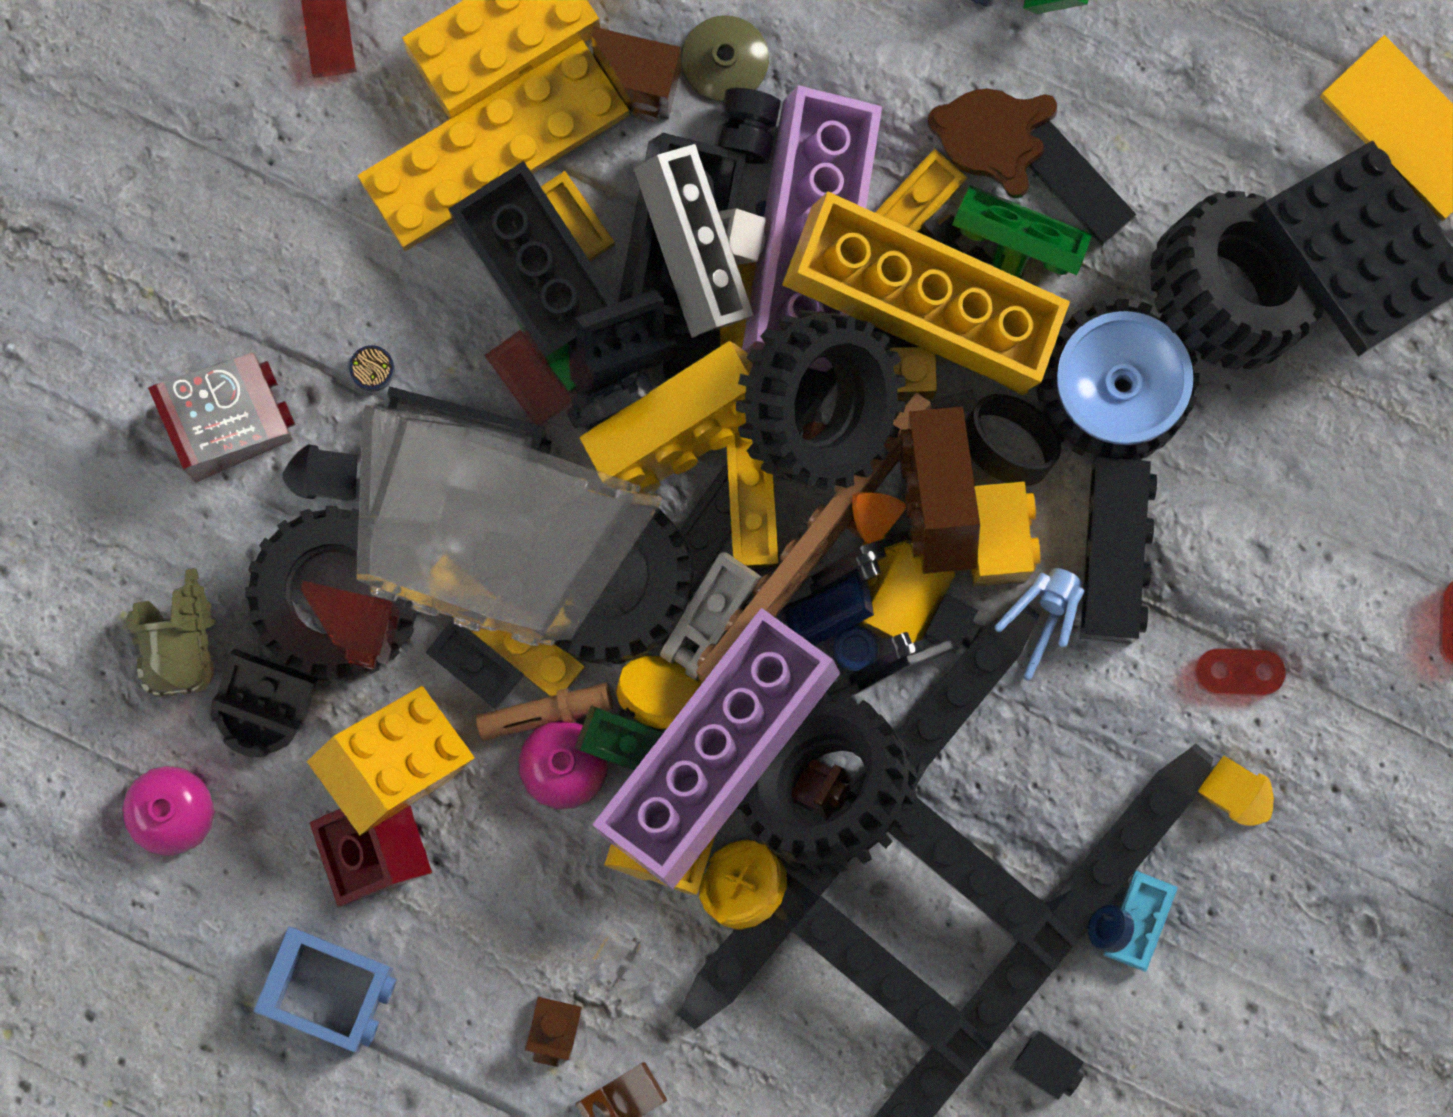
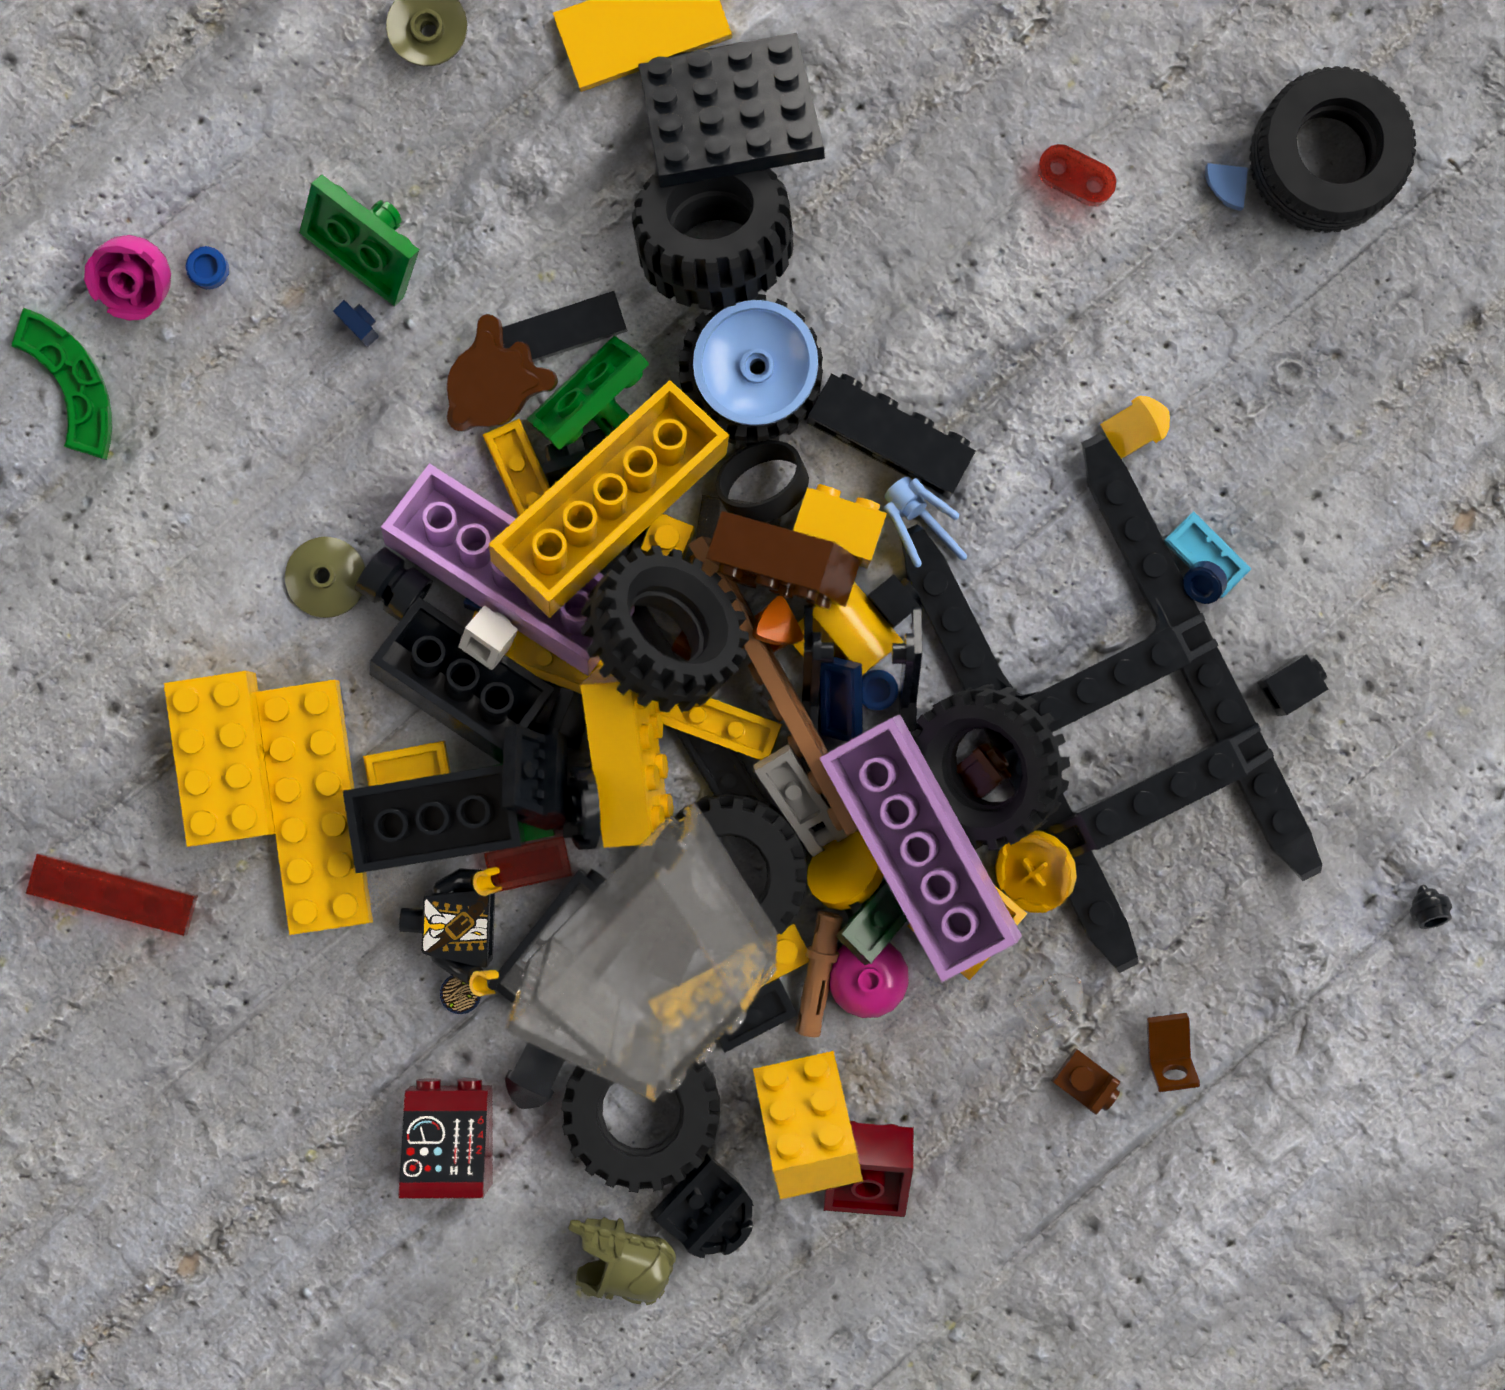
camera: 60 degrees left, 5 degrees up
(168, 811) = (762, 1325): dark pink cylinder -> none
(282, 973) = (919, 1261): medium blue window -> none
(355, 622) = (682, 1113): clear red slope -> none
(438, 335) = (458, 926): none -> torso
(640, 71) = (306, 656): reddish brown slope -> none
(693, 240) = (477, 676): light grey brick -> none
(1240, 672) = (1036, 378): clear red plate -> none

